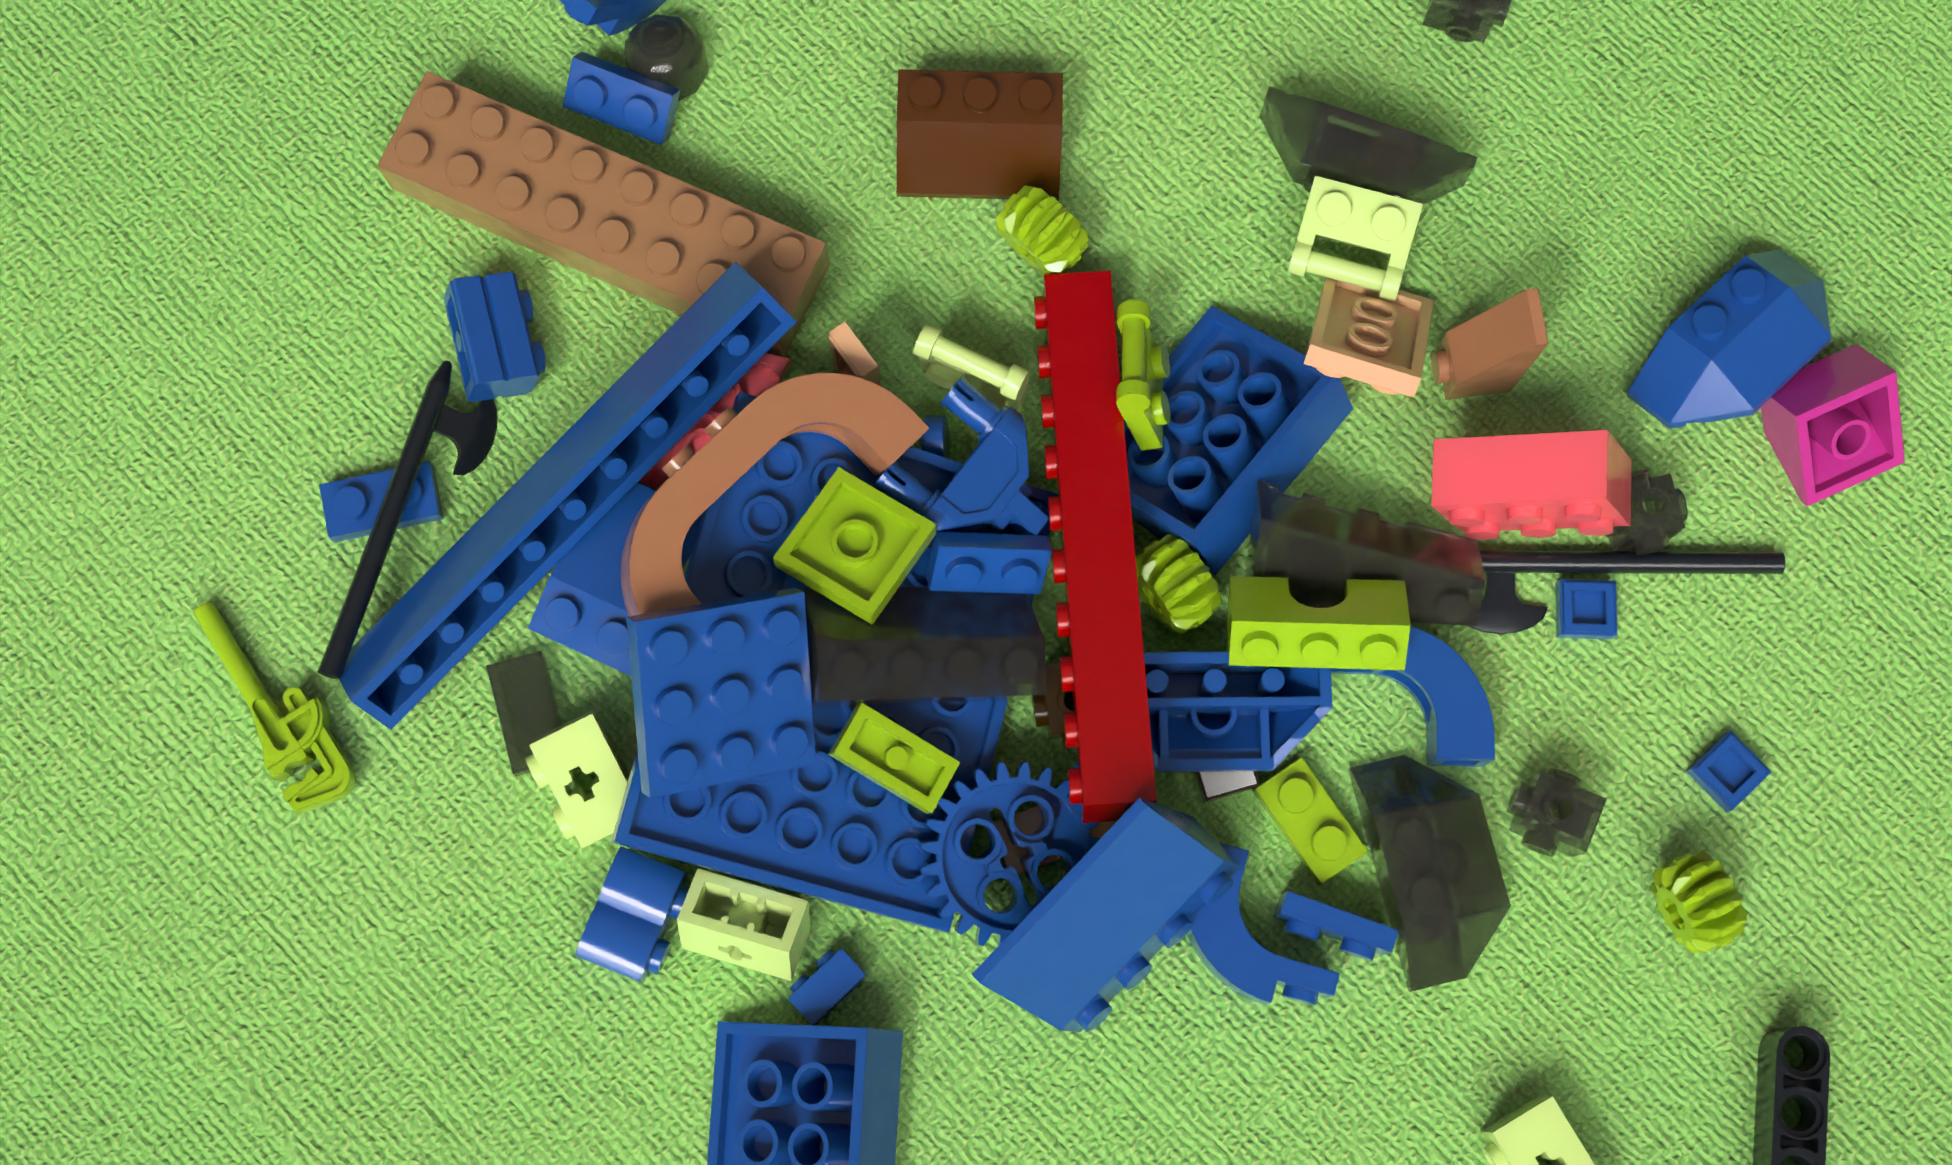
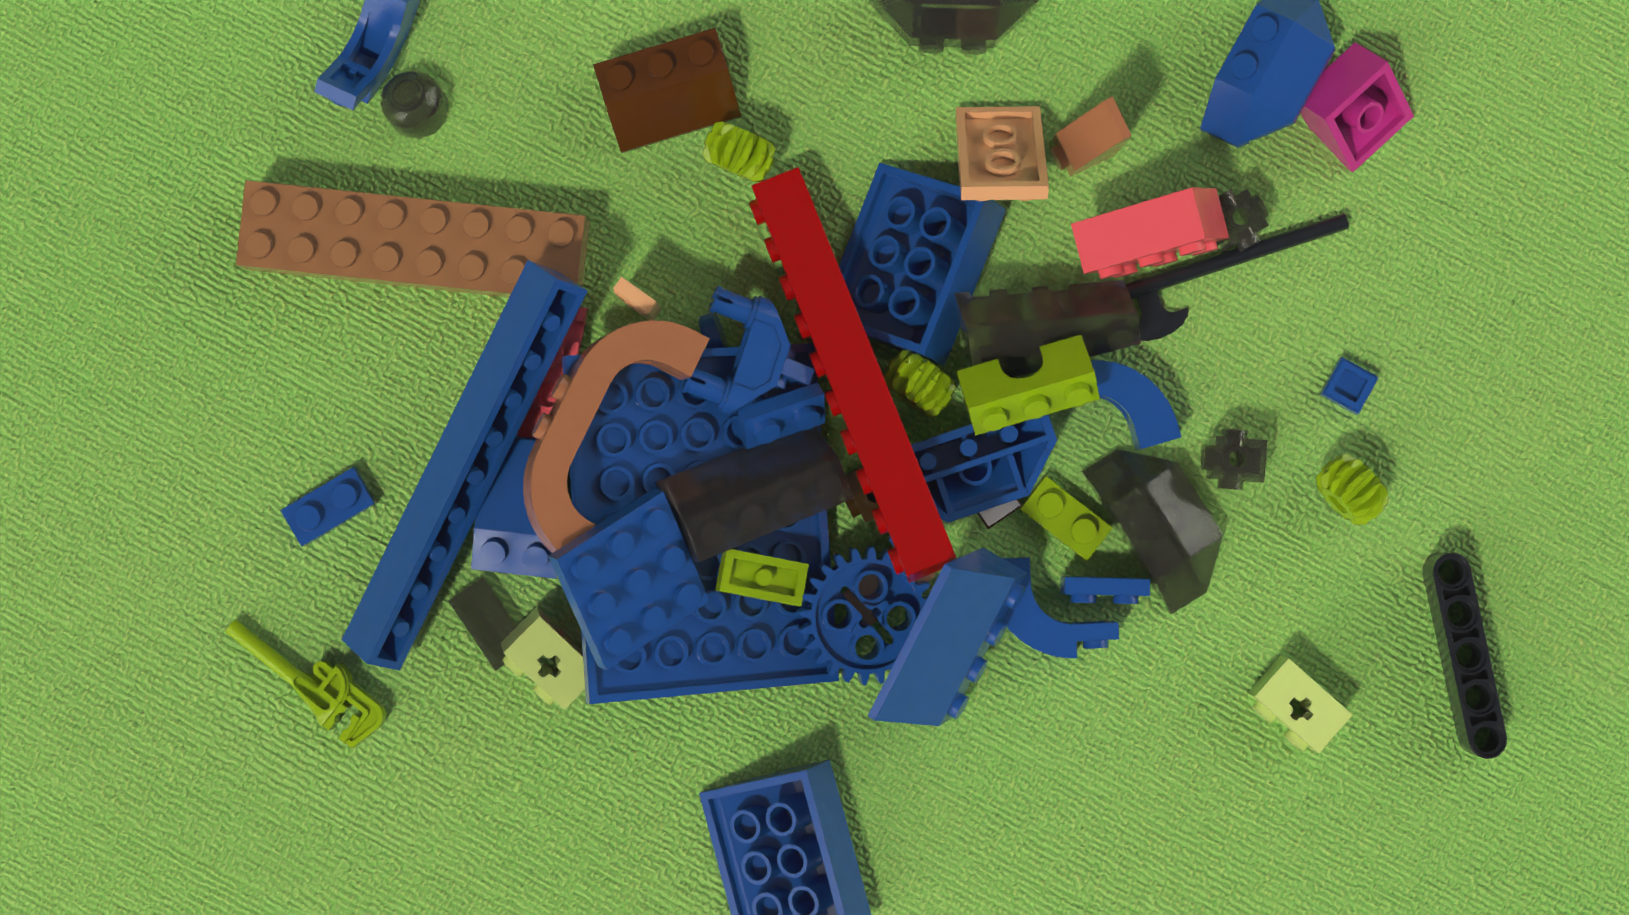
camera: 20 degrees left, 10 degrees up
(473, 438) = (377, 438): black piece -> none
(493, 336) = (366, 361): blue brick -> none
(621, 98) = (393, 148): blue plate -> none
(633, 916) = (616, 743): blue brick -> none
(744, 924) = (695, 723): yellowish green brick -> none
(827, 986) = (767, 744): blue piece -> none
(855, 545) = (685, 439): lime plate -> none
(948, 361) = (705, 273): yellowish green plate -> none
(1143, 368) = (845, 227): lime plate -> none
(1358, 219) = (968, 67): yellowish green plate -> none
(1586, 609) = (1215, 301): blue tile -> none

